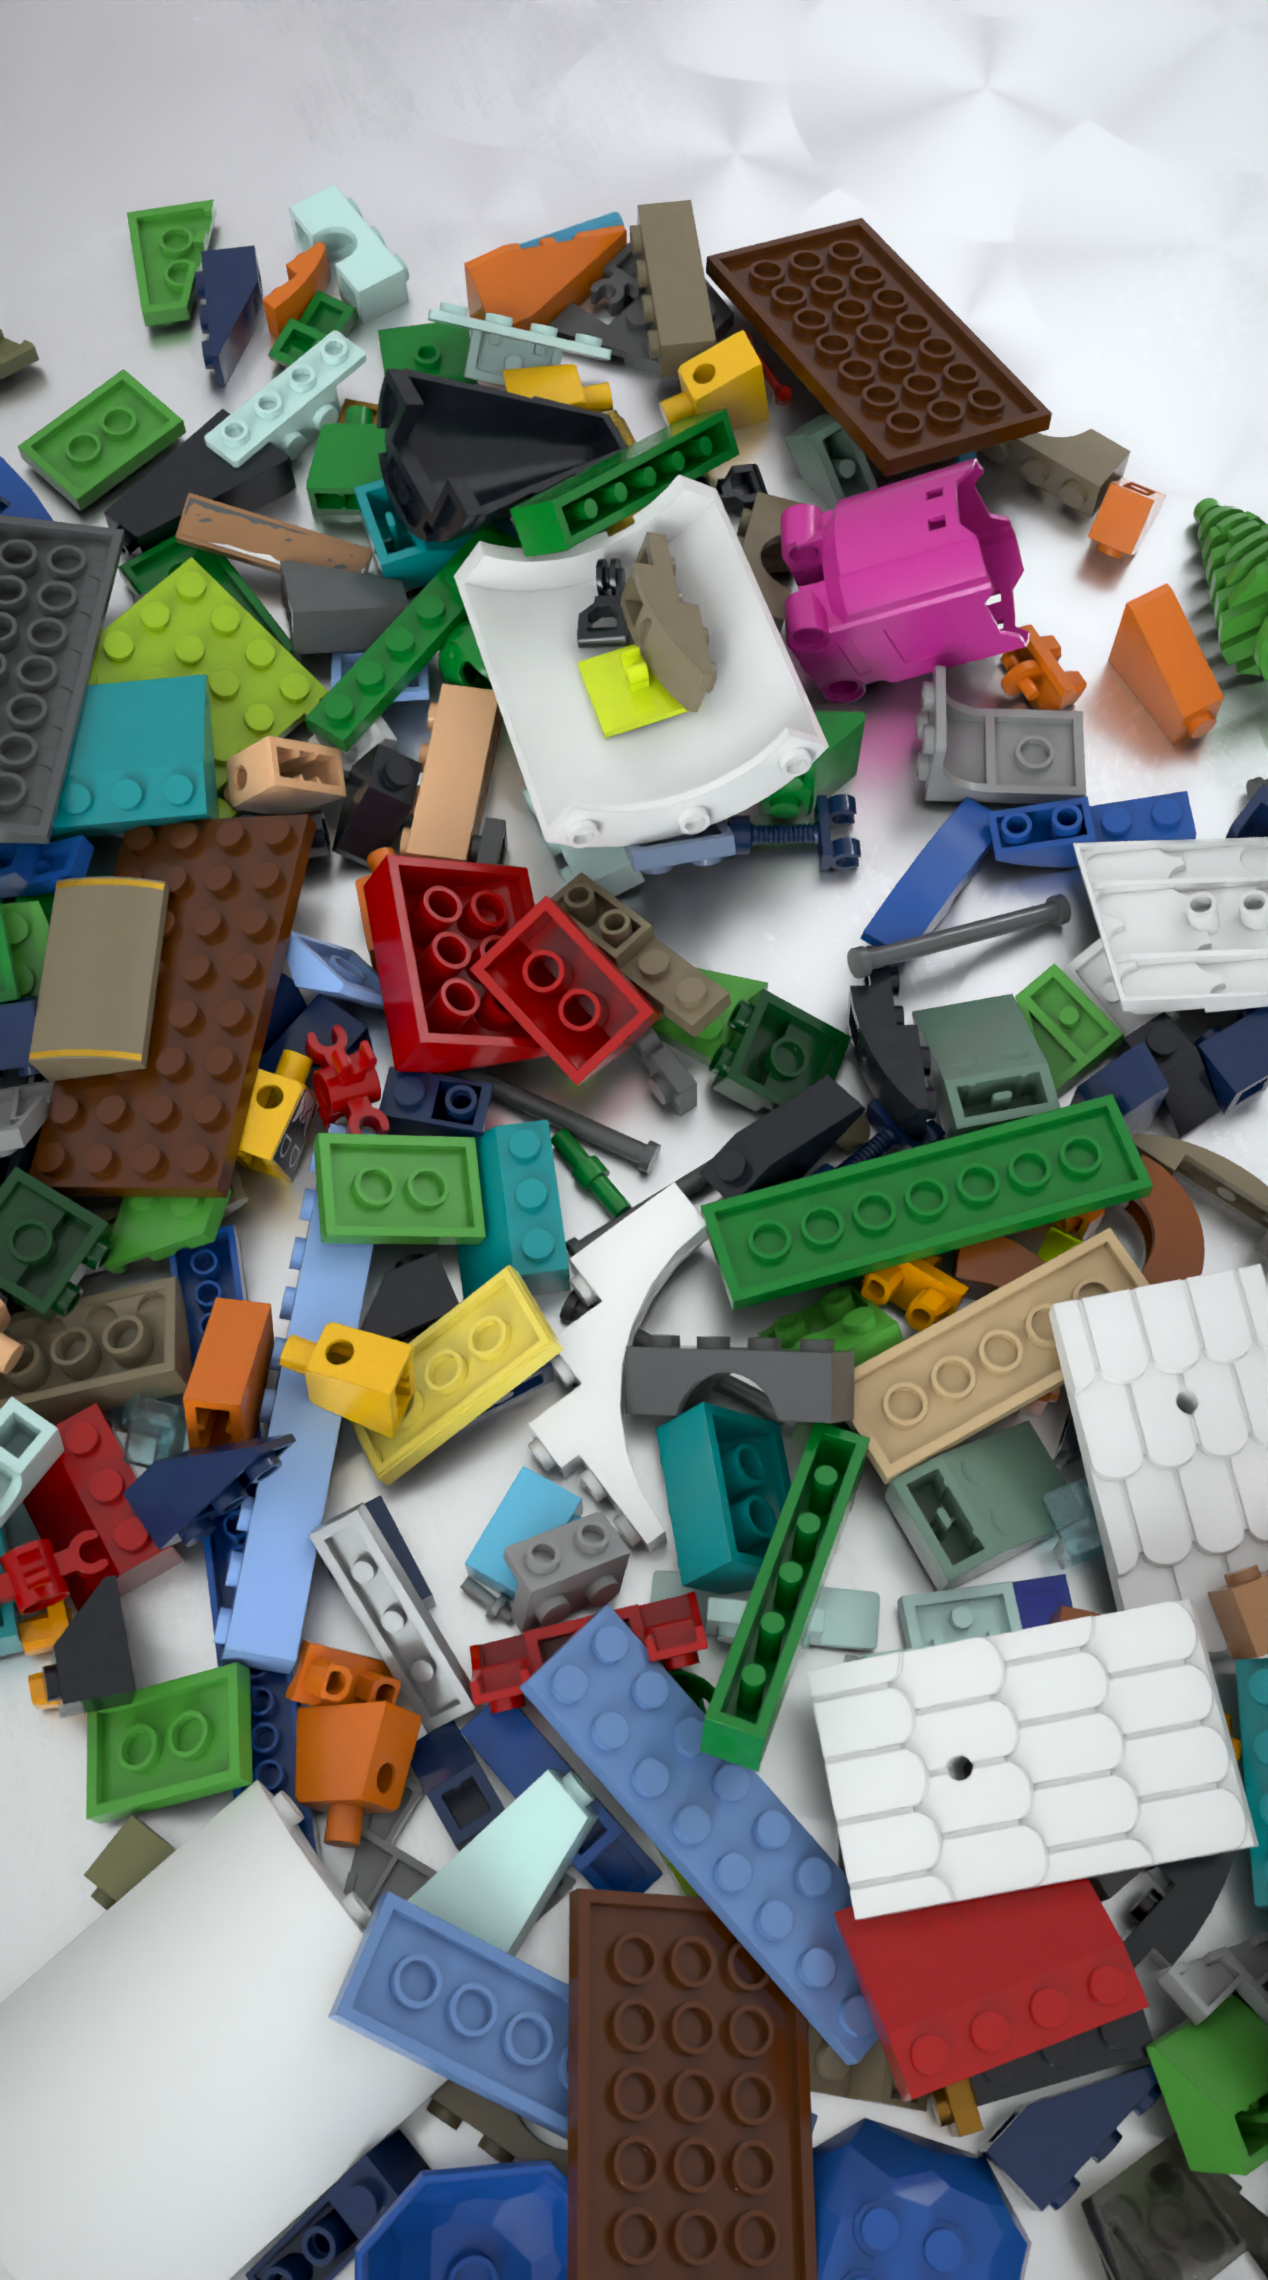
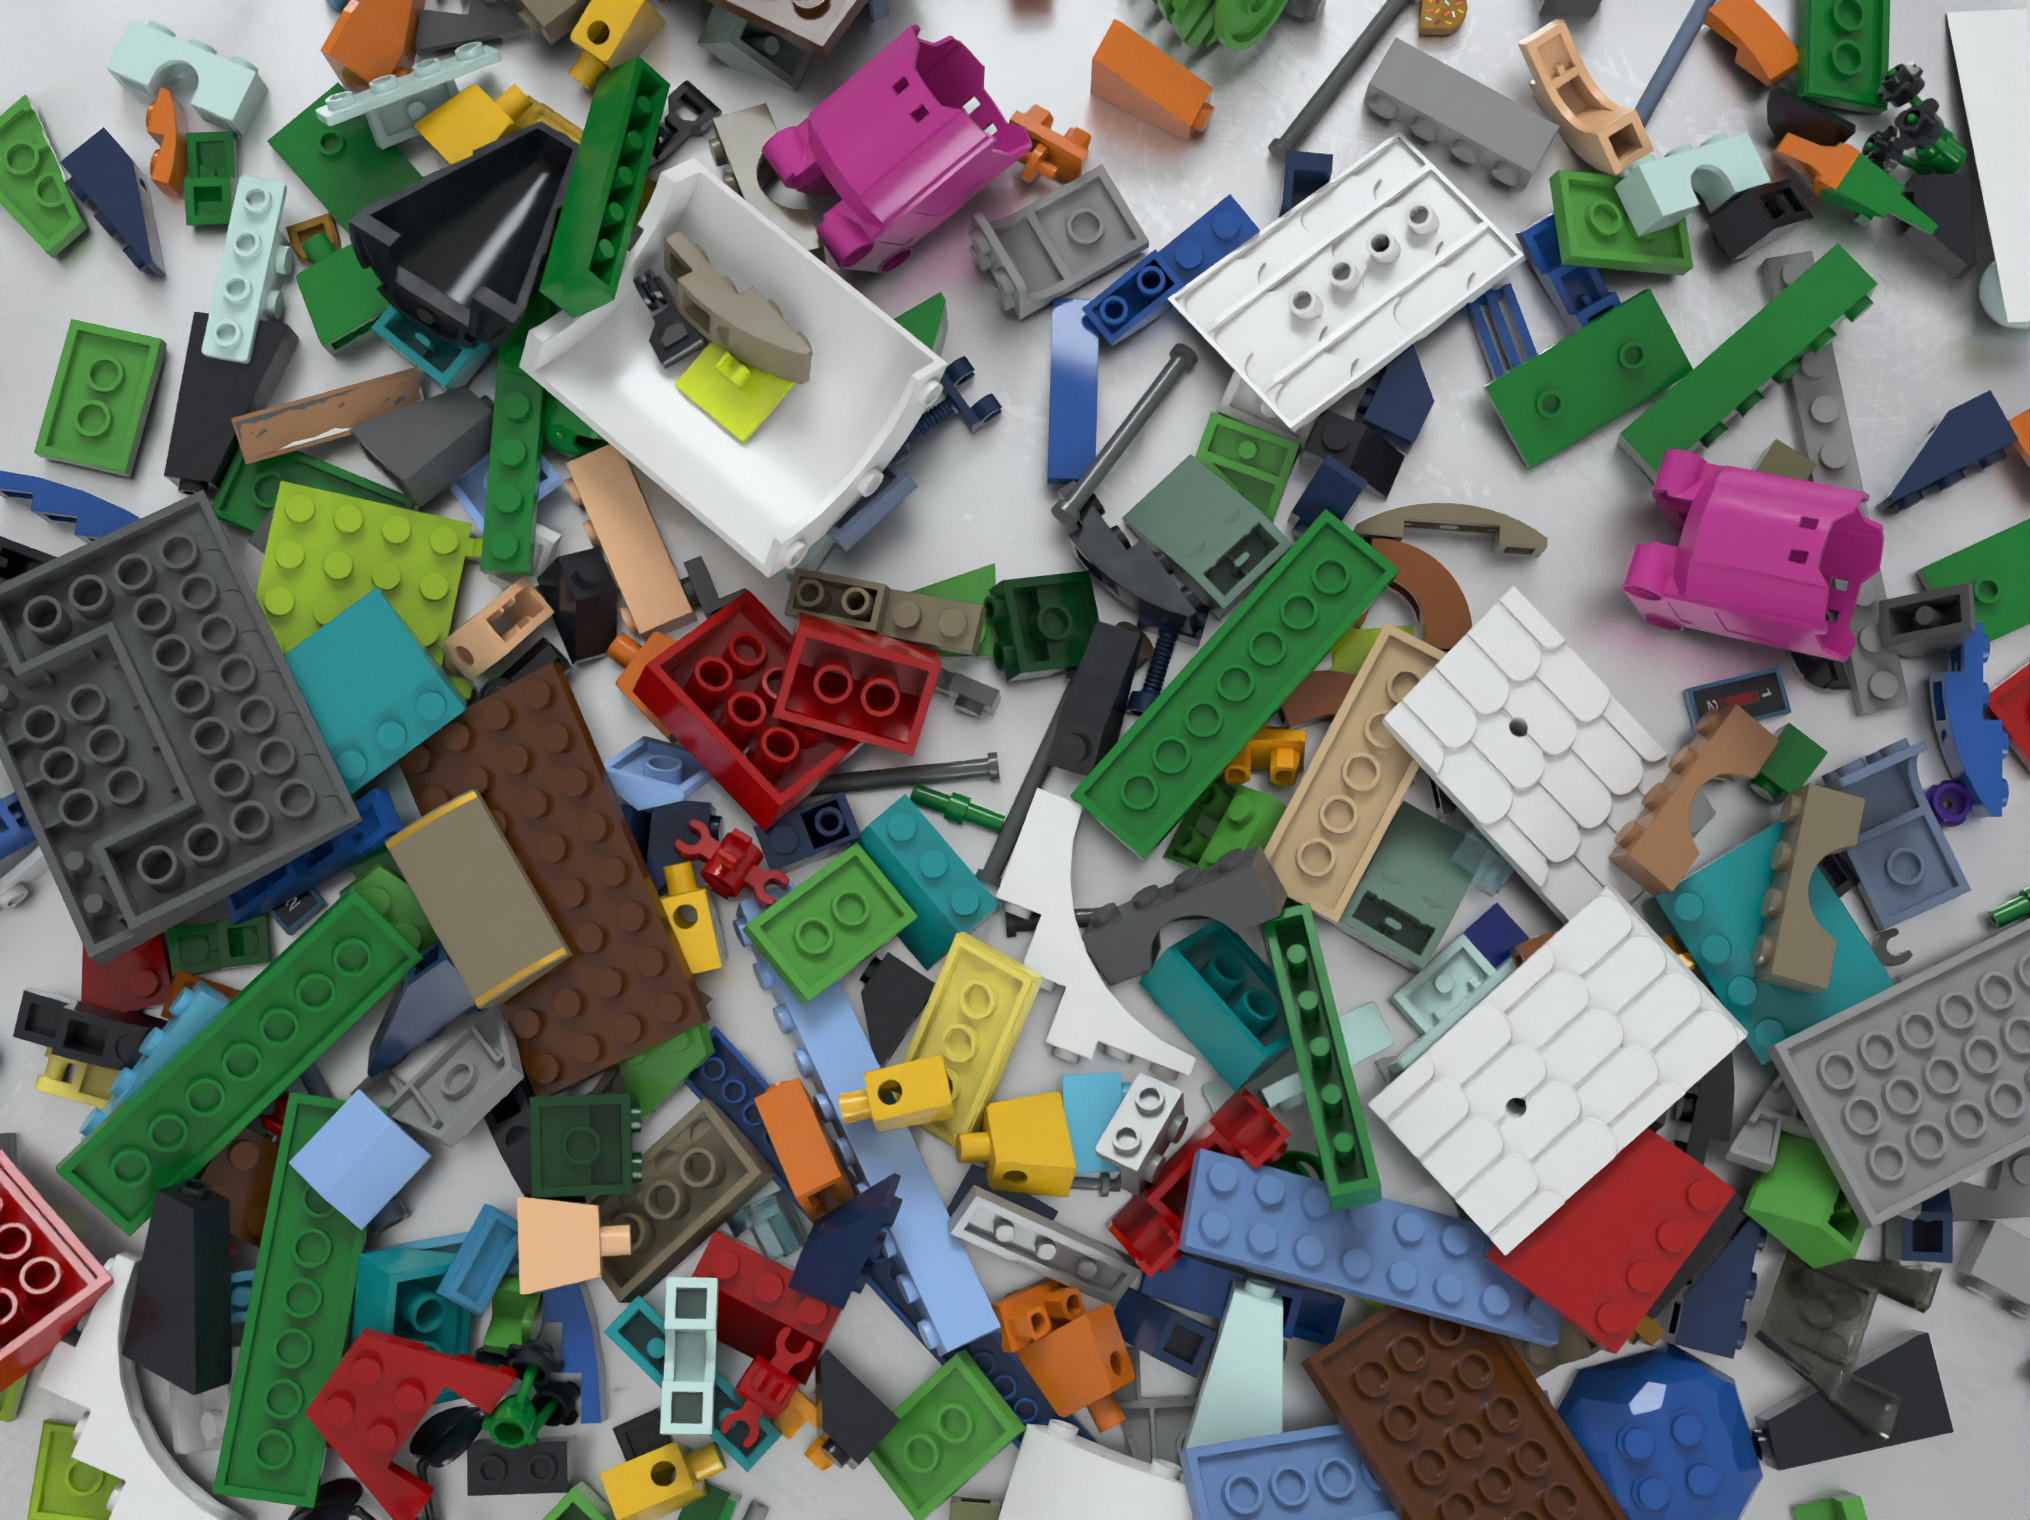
camera: 30 degrees left, 15 degrees up
(438, 1507) = (1023, 1146): none -> yellow torso

